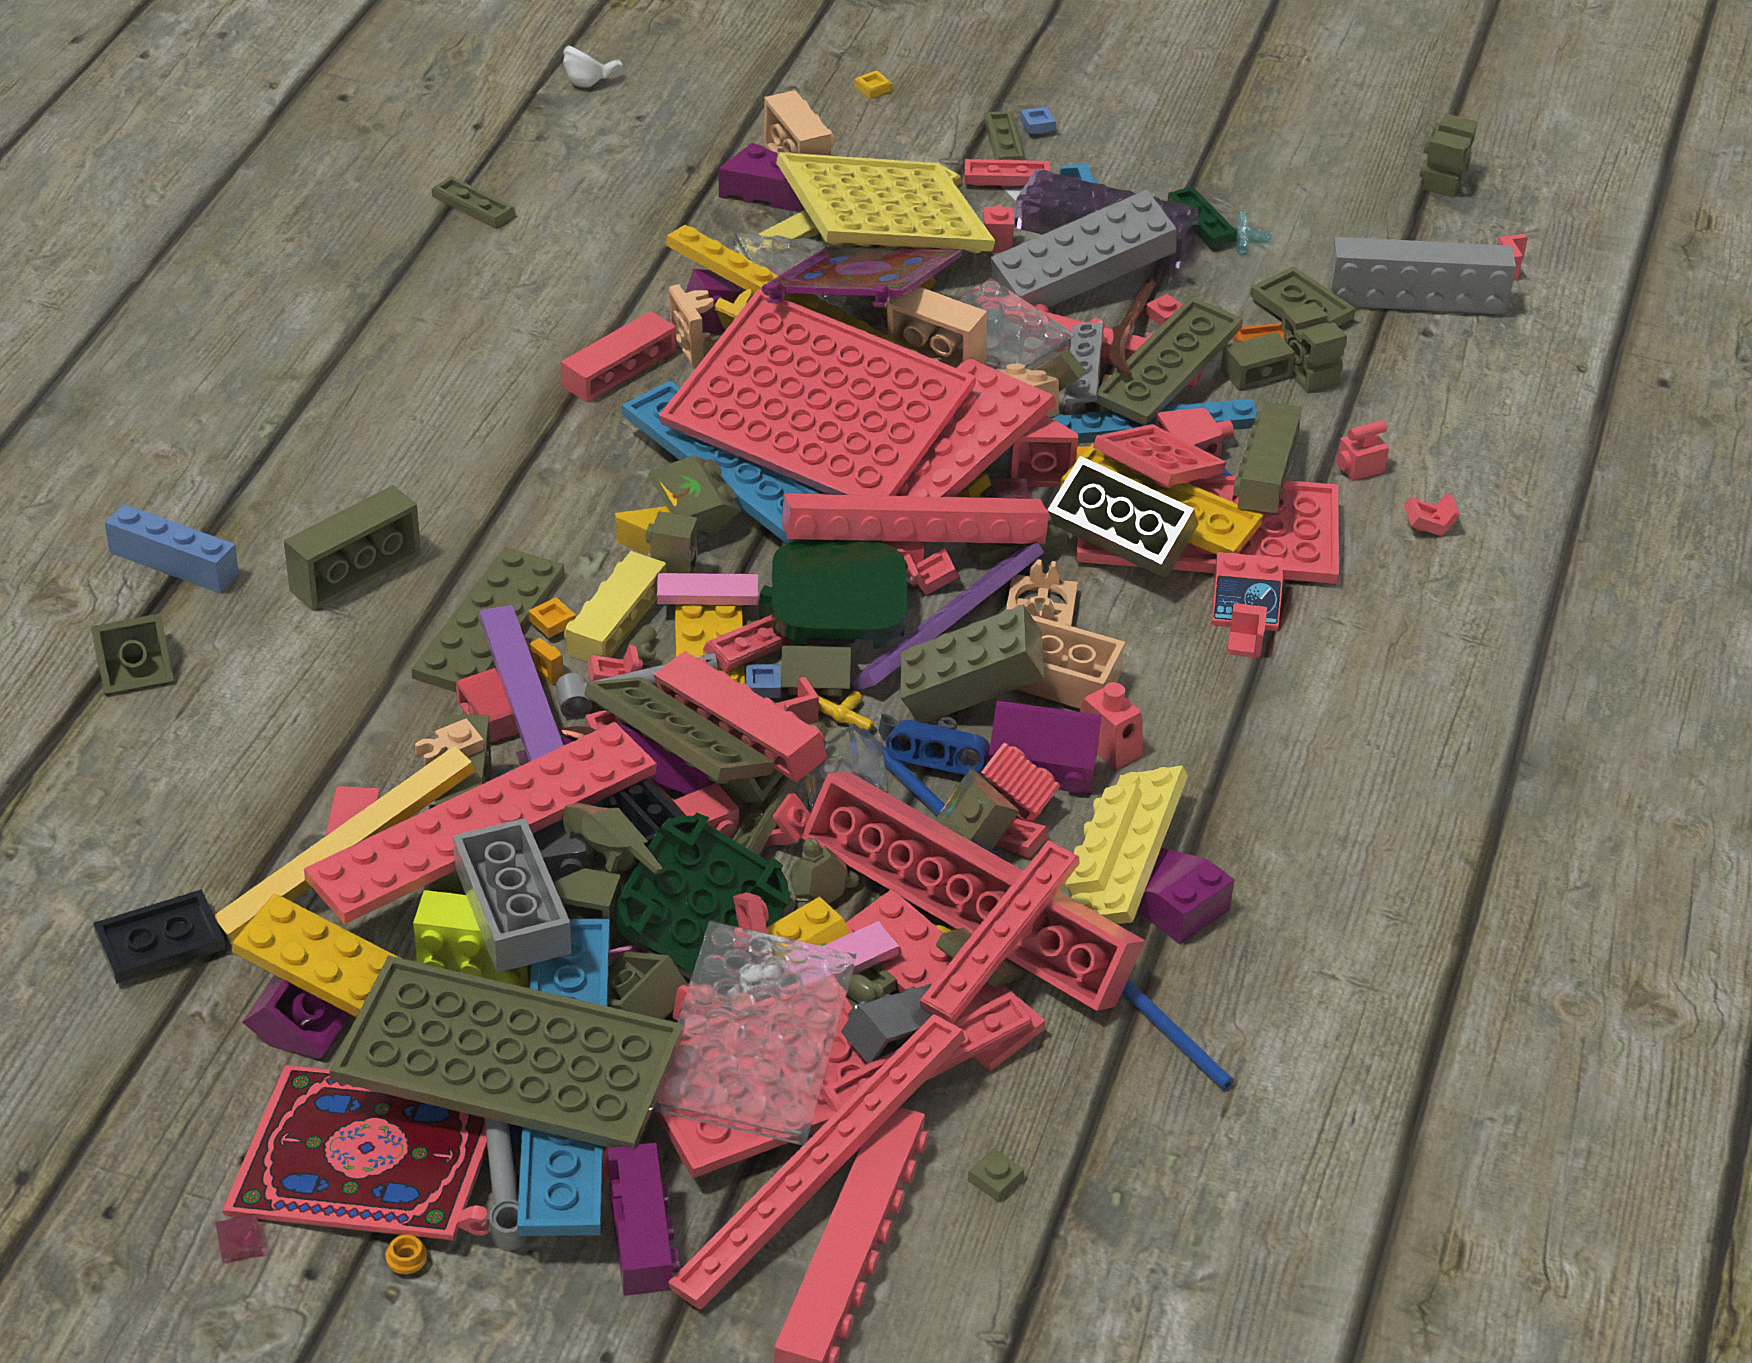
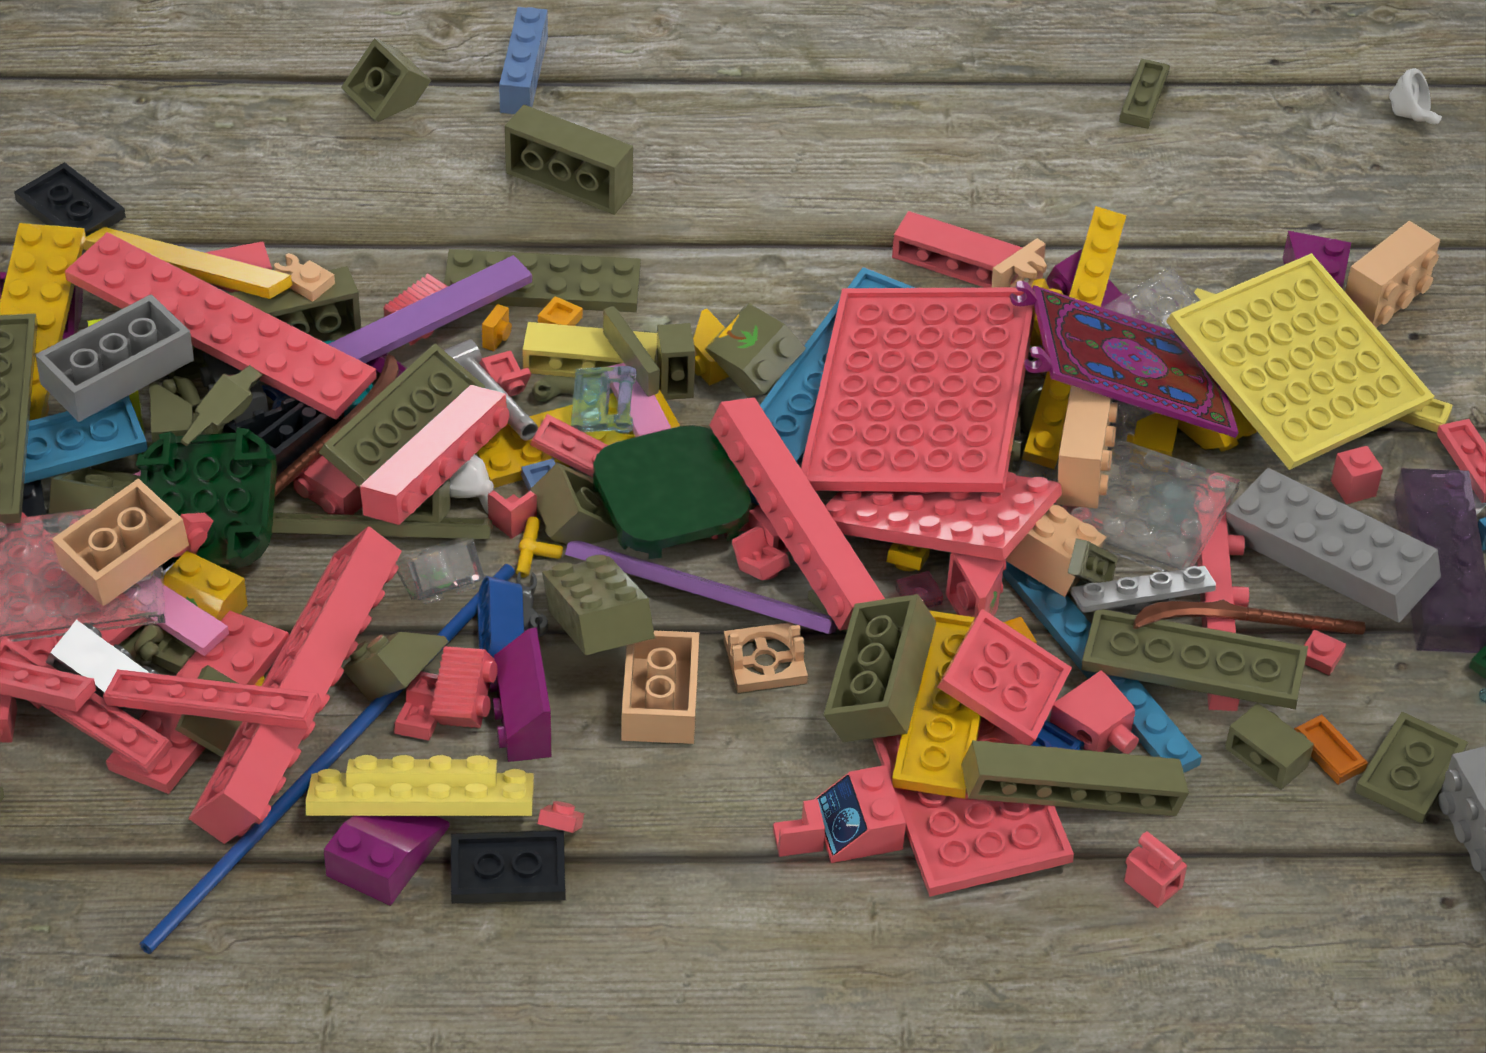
camera: 70 degrees right, 5 degrees up
(660, 564) = (631, 350): none -> olive tile
(701, 610) = (592, 399): none -> clear light blue plate
(782, 942) = (120, 542): none -> light nougat brick
(790, 820) = (340, 532): coral bracket -> none
(820, 875) = (284, 579): olive rock -> none
(1120, 725) = (590, 734): coral torso -> none
(1191, 762) = (561, 817): none -> coral plate
(1223, 816) = (507, 866): none -> black plate
(1315, 345) = (1305, 781): olive brick -> none
(1431, 517) = (1082, 954): coral bracket -> none

